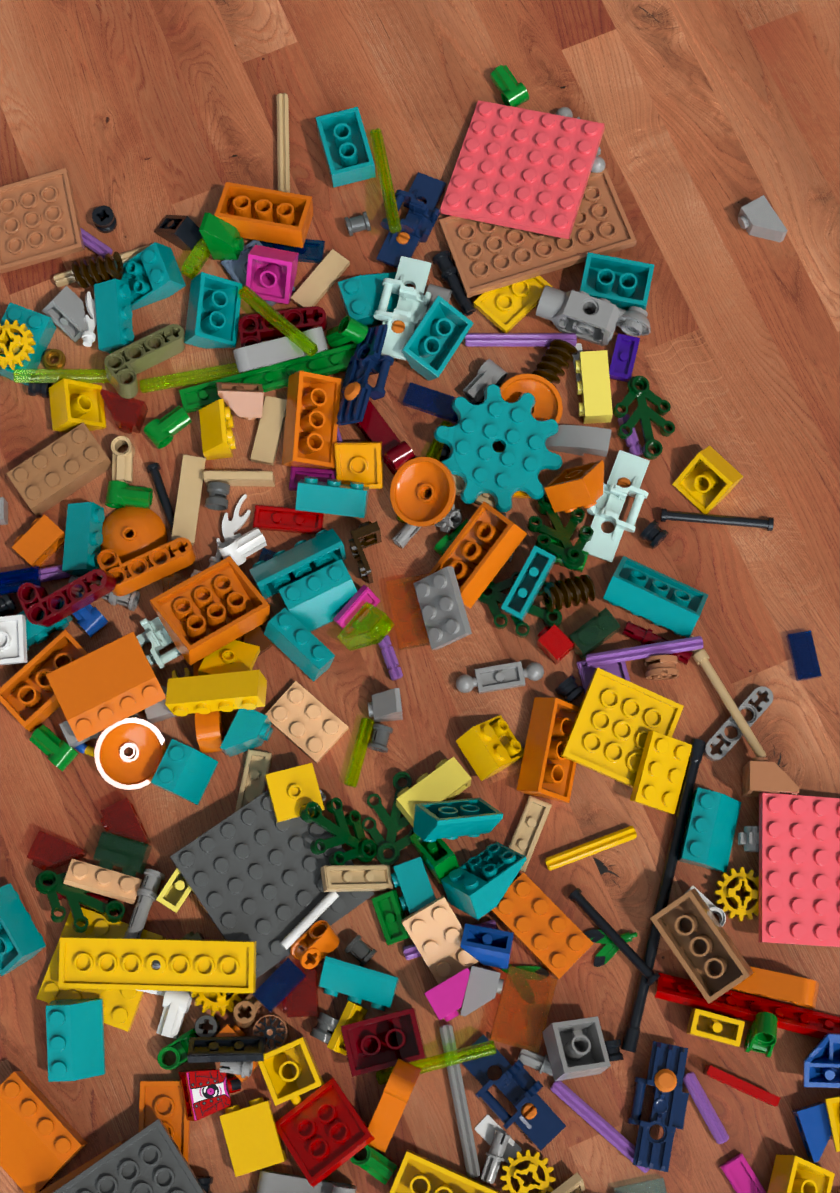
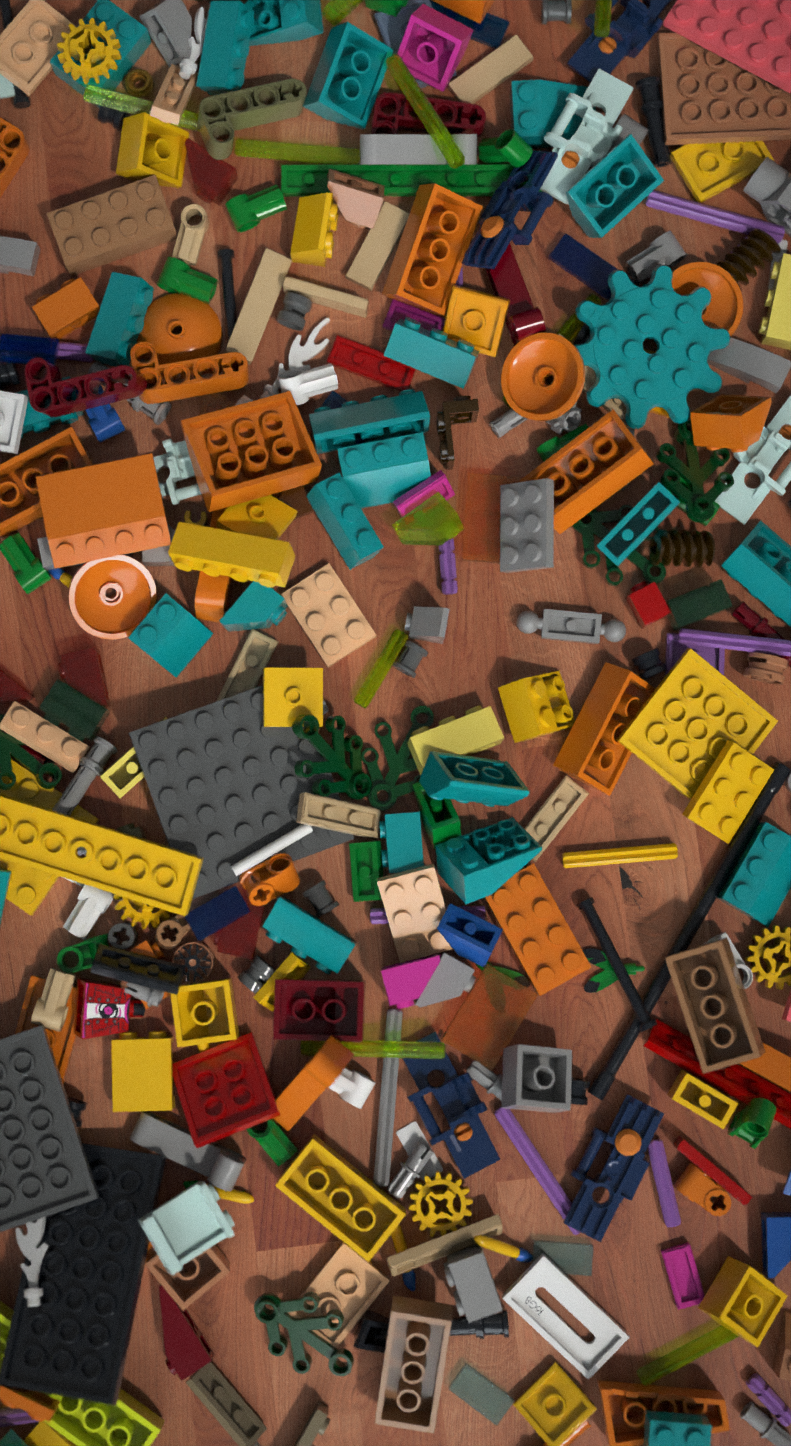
camera: 10 degrees right, 10 degrees up
(82, 361) = (173, 96): none -> light nougat plate
(163, 1103) = (52, 1006): none -> tan piece
(427, 1099) = (353, 1087): none -> white piece
(735, 1104) = (700, 1188): none -> orange piece

